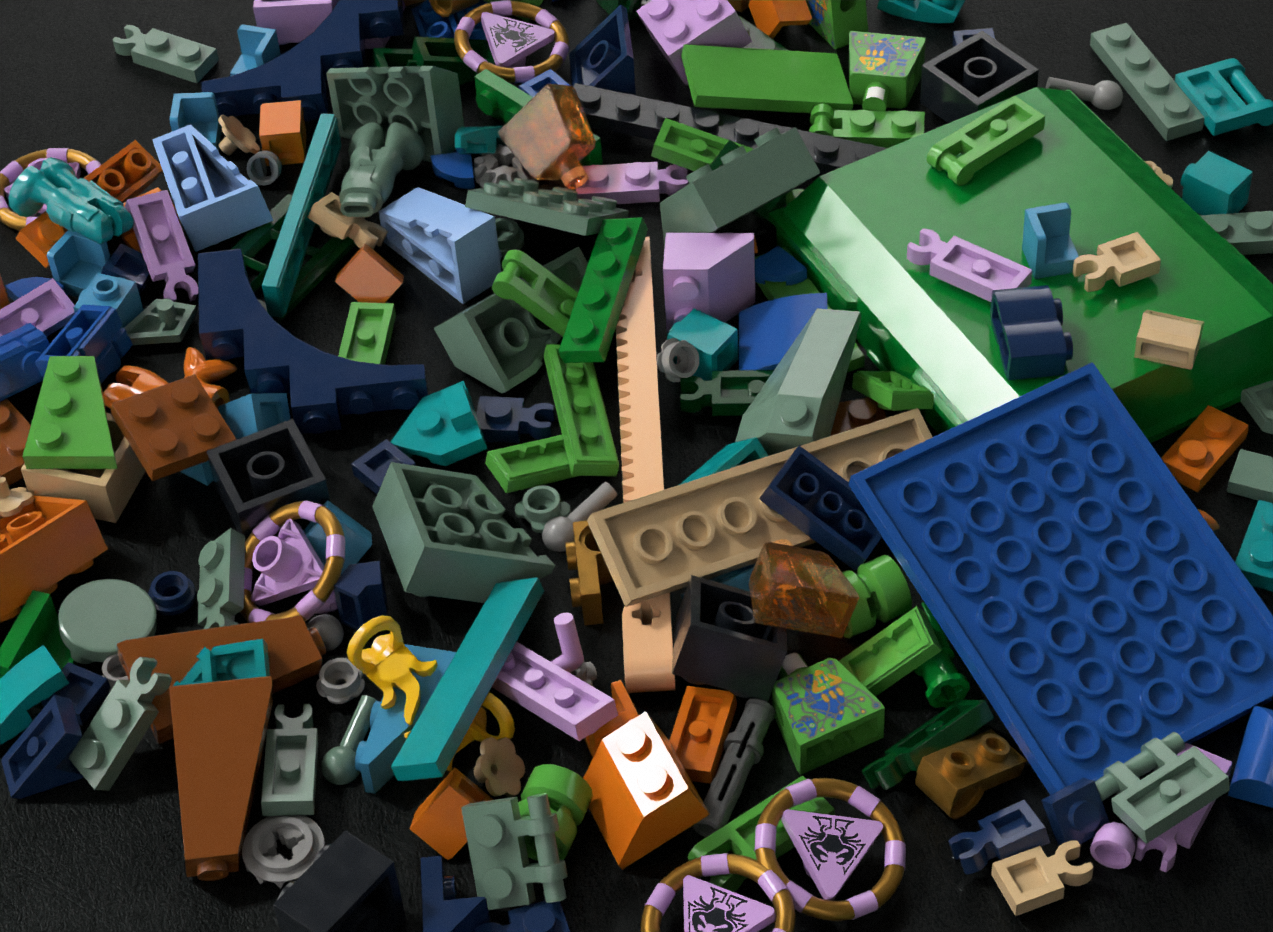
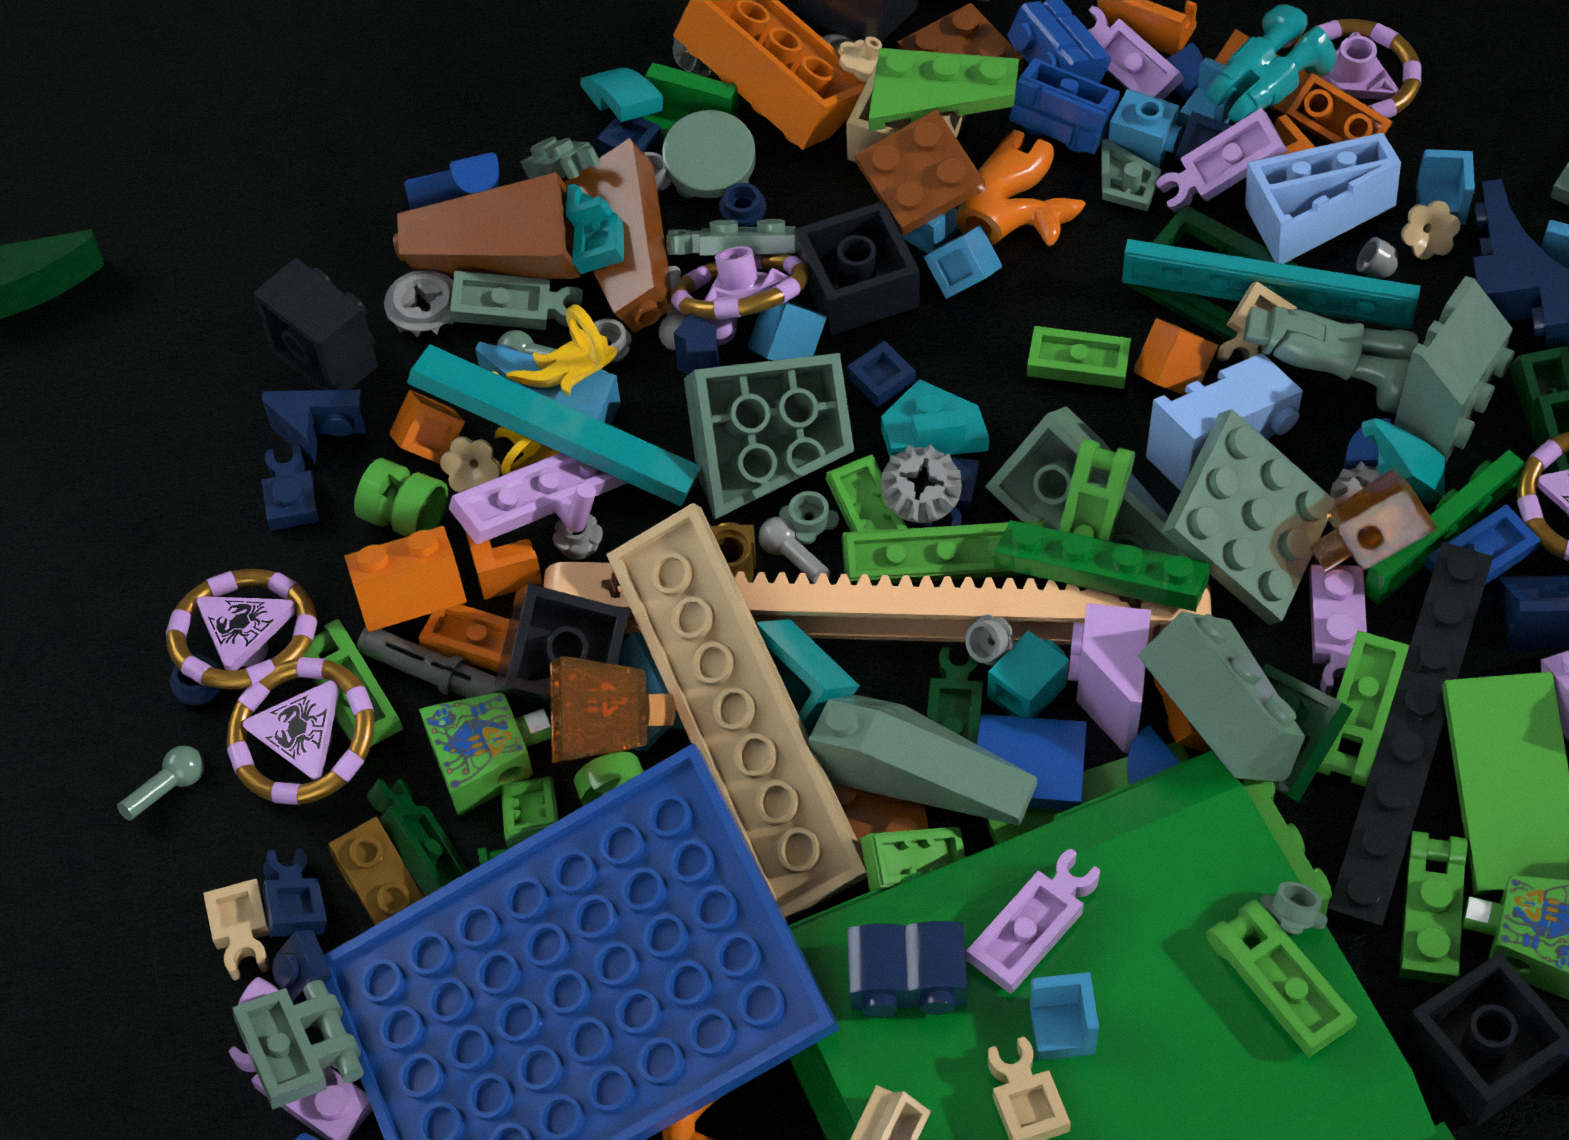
camera: 95 degrees right, 10 degrees up
(42, 751) = (562, 119): dark blue slope -> none
(130, 824) = (463, 179): none -> blue brick
(277, 362) = (1045, 266): dark blue arch -> none
(283, 131) = (1434, 265): orange panel -> none
(500, 852) = (347, 459): sand green plate -> none
(531, 428) = (936, 500): none -> light grey gear
(822, 507) = (726, 729): dark blue piece -> none
(929, 131) = (1295, 907): none -> sand green plate

